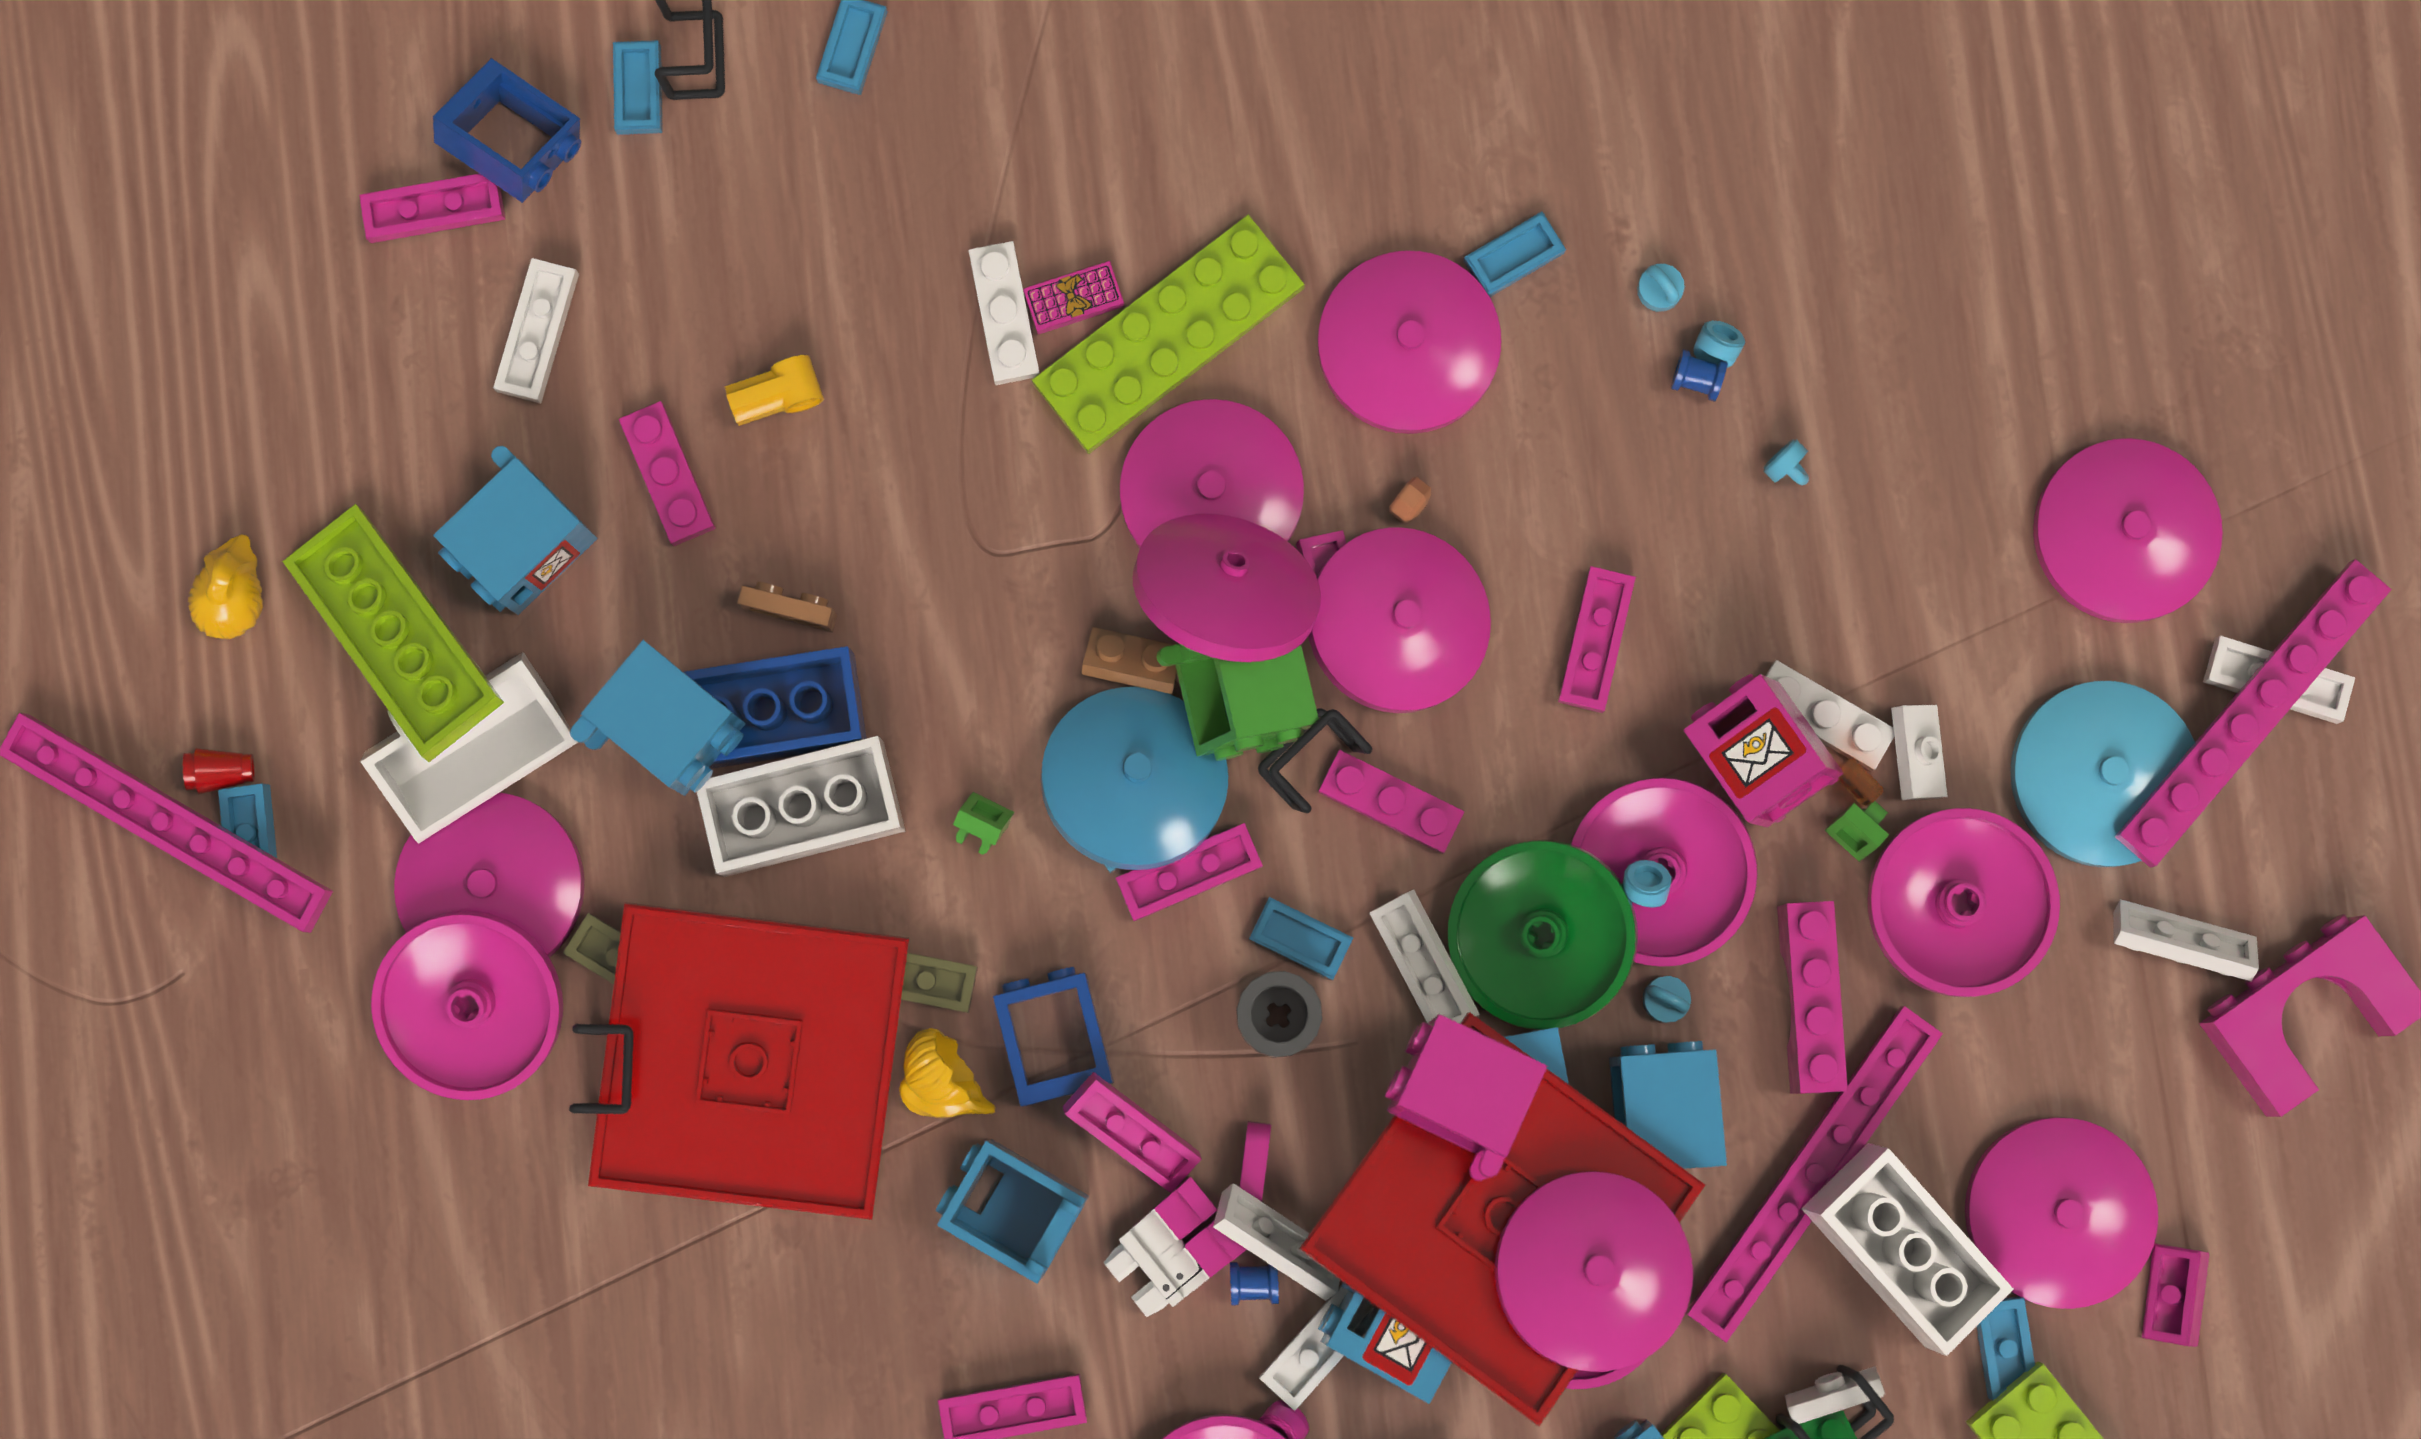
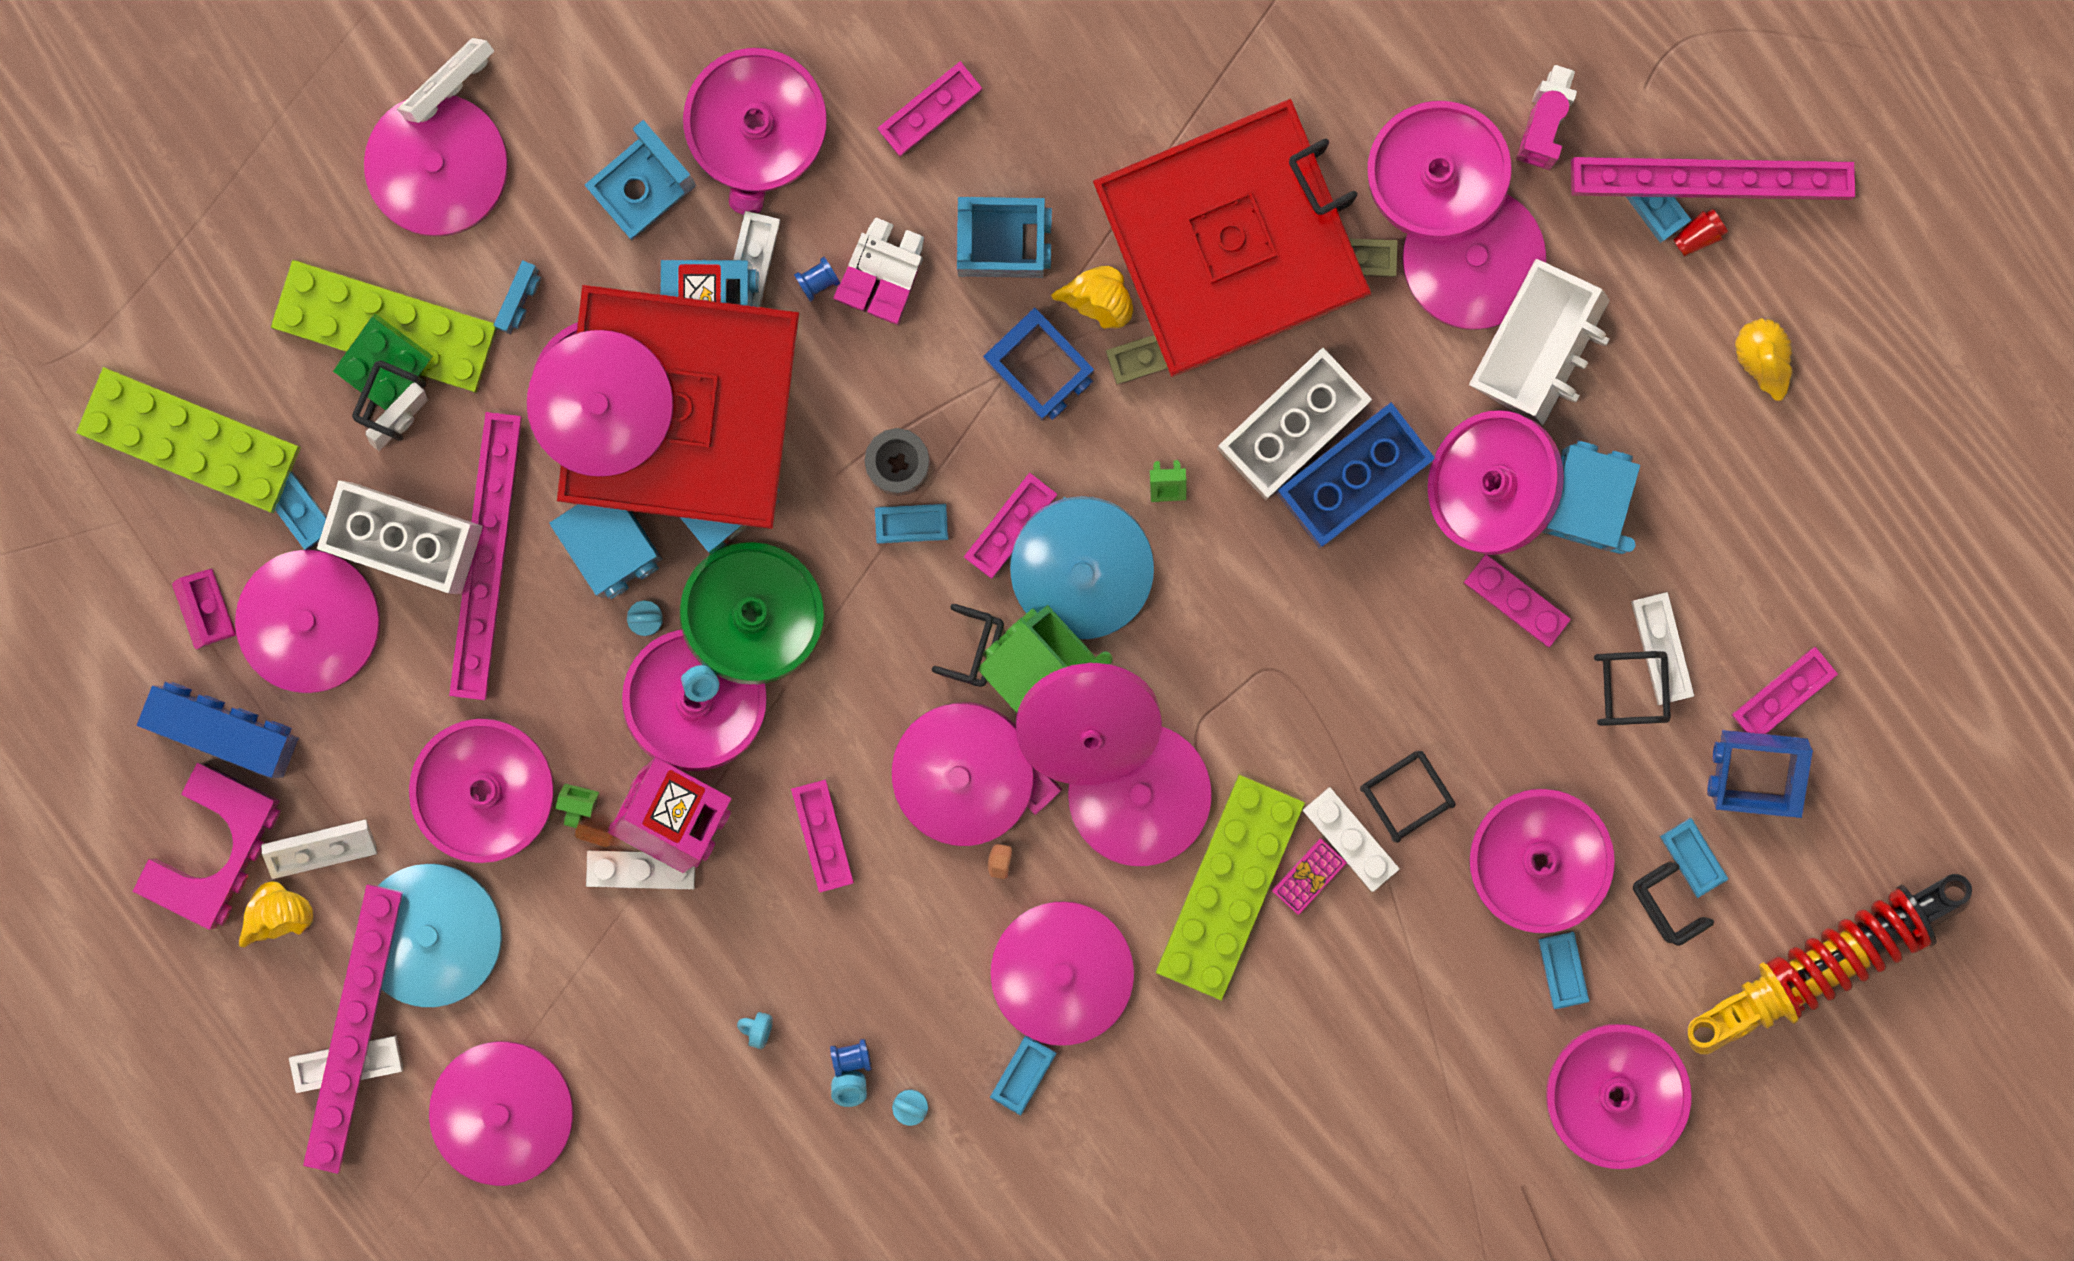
camera: 150 degrees right, 5 degrees up
(311, 997) = (1552, 105): none -> dark pink hips
(393, 633) = (1633, 387): lime plate -> none
(599, 561) = (1495, 482): none -> dark pink dish
(608, 352) = (1609, 720): none -> black piece
(660, 720) = (1412, 425): dark azure container -> none
(768, 601) = (1366, 559): medium nougat plate -> none
(787, 388) = (1469, 703): yellow piece -> none
(797, 129) = (1576, 866): none -> dark pink dish
(950, 289) = (1396, 836): none -> black piece
(1127, 661) = (1132, 644): medium nougat plate -> none
(1131, 1132) = (951, 331): dark pink plate -> none
(1255, 1158) = (859, 354): dark pink beam -> none
(1271, 1239) = (823, 313): white plate -> none
(1391, 802) = (901, 649): dark pink plate -> none
(1422, 959) = (819, 551): white plate -> none
(1465, 1090) = (747, 471): dark pink container -> none
(1813, 975) = (548, 672): dark pink arch -> none
(1919, 752) = (563, 879): white plate -> none
(2238, 1140) = (217, 731): none -> blue brick
(2275, 895) = (274, 913): none -> yellow hair

